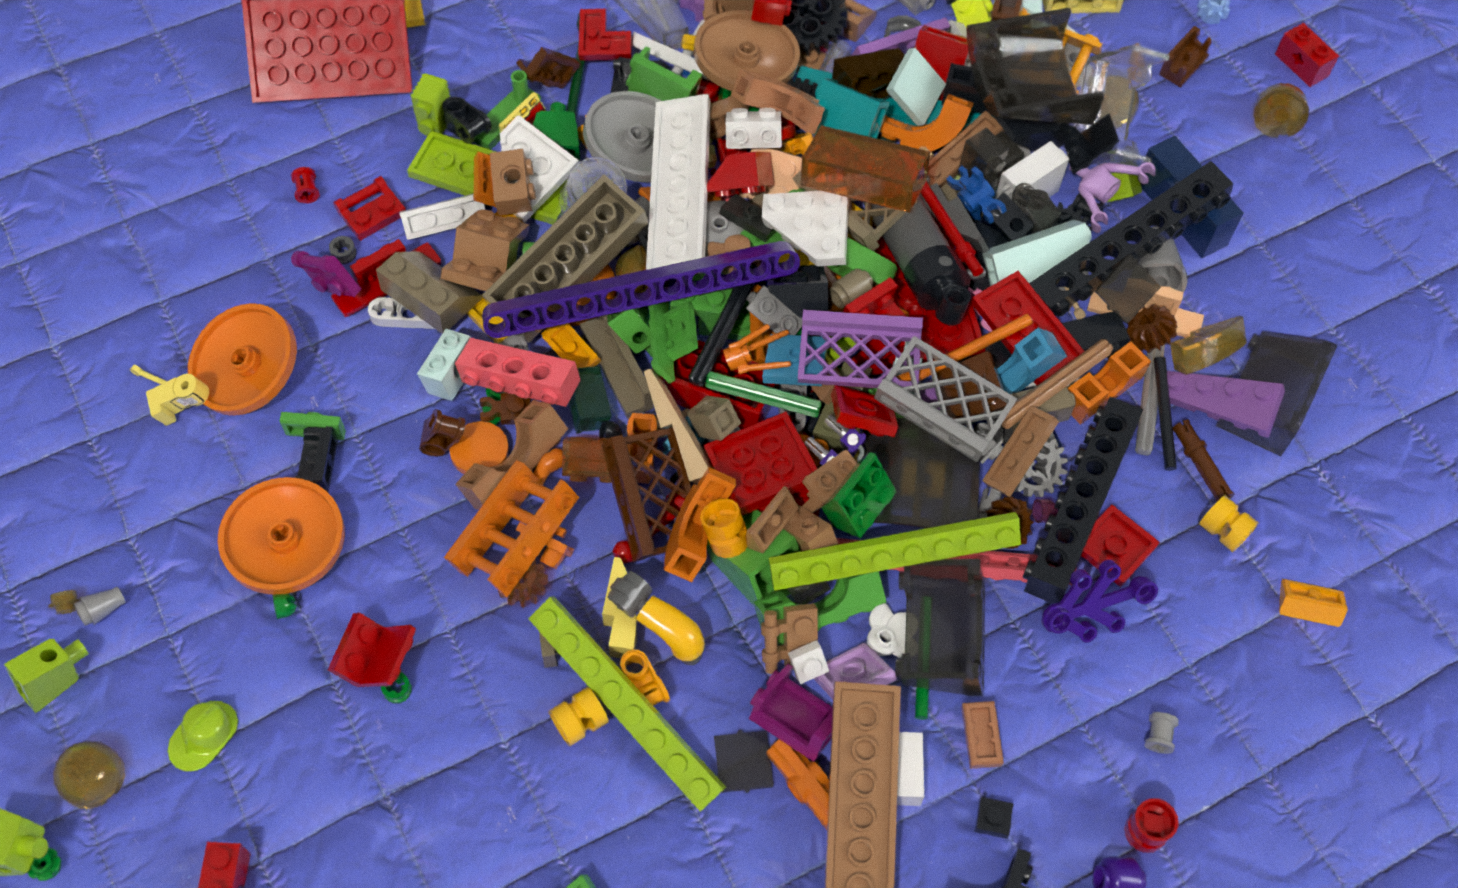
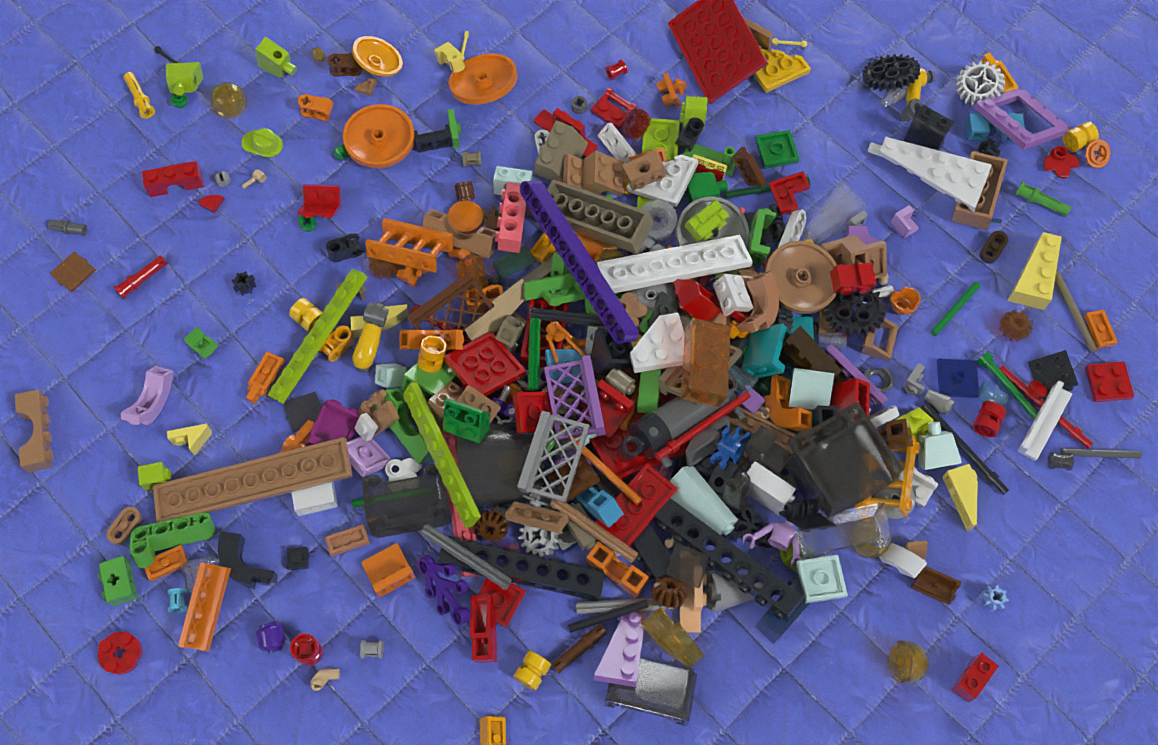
camera: 75 degrees right, 5 degrees up
(98, 605) = (319, 69): light grey cone -> none
(109, 561) = (345, 65): none -> reddish brown piece
(123, 504) = (377, 56): none -> light orange dish
(167, 541) = (366, 87): none -> medium nougat tile
(175, 625) = (317, 108): none -> orange piece
(250, 821) = (227, 180): none -> light grey hinge
(271, 750) = (257, 175): none -> tan hand
(292, 842) = (211, 202): none -> red tile
(326, 273) = (549, 97): magenta plate -> none
(373, 123) = (672, 97): none -> orange hips
(379, 413) = (472, 159): none -> dark tan bush
(415, 180) = (636, 123): none -> clear red gear
(470, 631) = (345, 248): none -> black piece
(471, 812) = (244, 283): none -> black gear
(522, 35) = (777, 149): none -> green plate
(626, 127) = (706, 221): none -> lime brick
(665, 809) = (264, 376): none -> orange hinge
(722, 614) = (389, 375): none -> light aqua panel
(771, 521) = (441, 377): medium nougat slope -> none
(1045, 683) = (388, 570): none -> orange bracket
(1067, 551) = (466, 556): none -> dark grey axle
(1161, 75) = (904, 560): none -> white slope
(1164, 569) = (483, 629): none -> red slope
(1178, 146) = (821, 579): none -> light aqua tile
(1194, 821) = (322, 678): none -> tan arm

